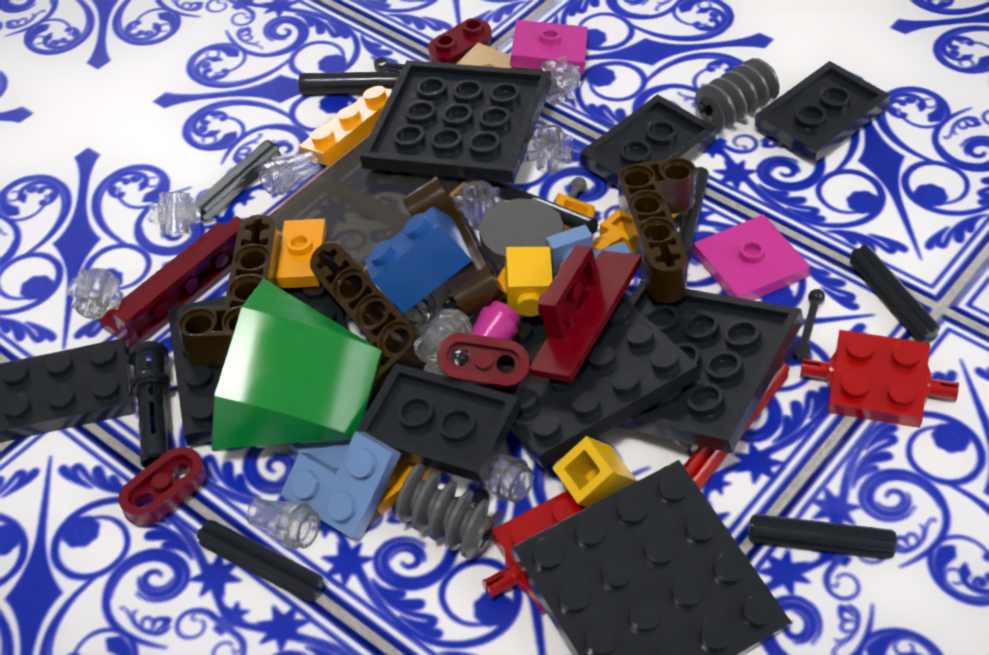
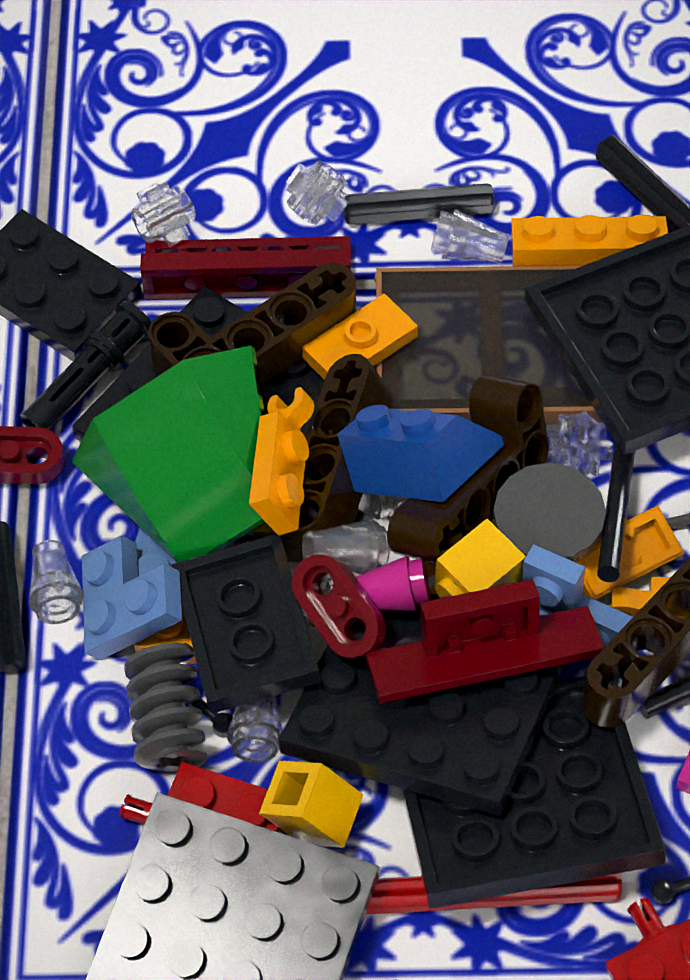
camera: 50 degrees right, 10 degrees up
(350, 316) = (280, 462): none -> light orange plate

